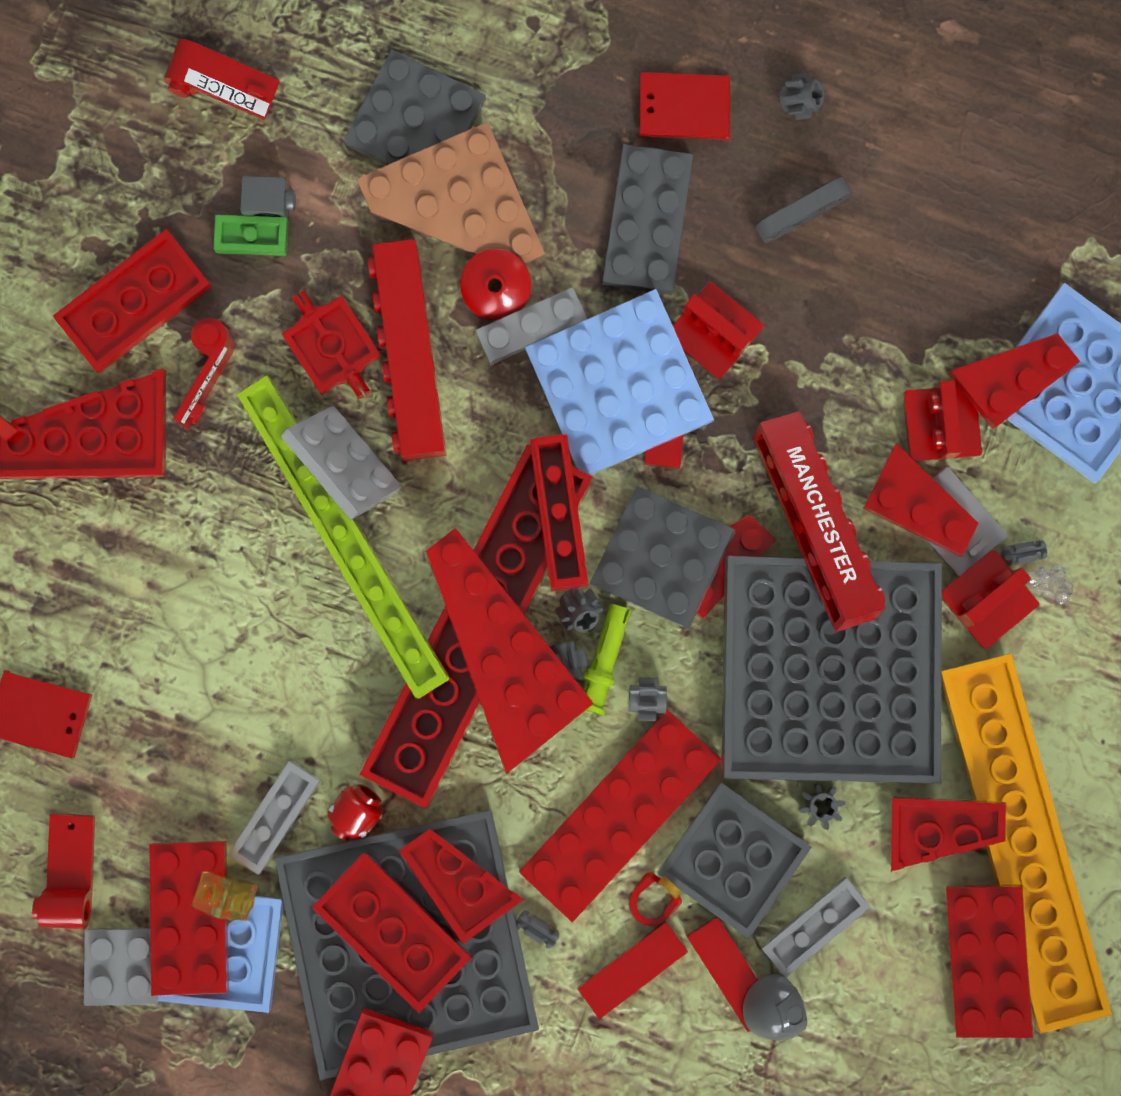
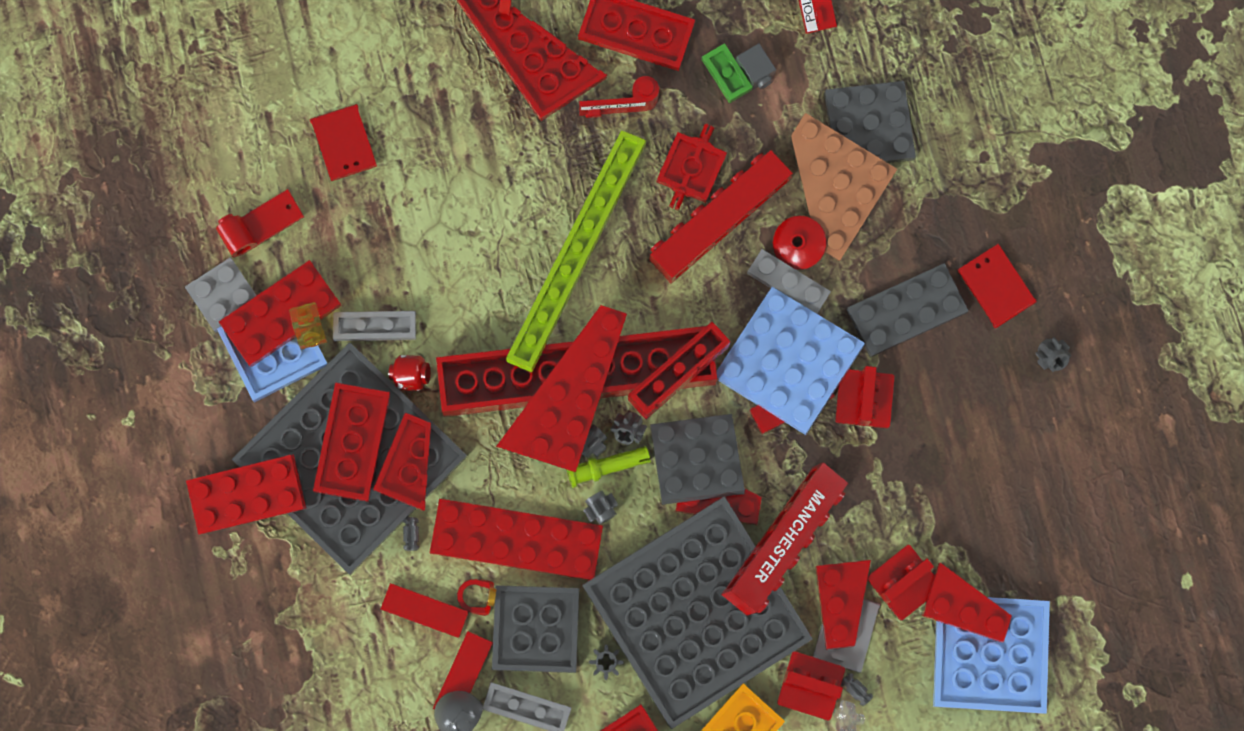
camera: 50 degrees right, 5 degrees down
(341, 462) = (622, 221): light grey plate -> none
(803, 210) = (981, 404): dark grey beam -> none

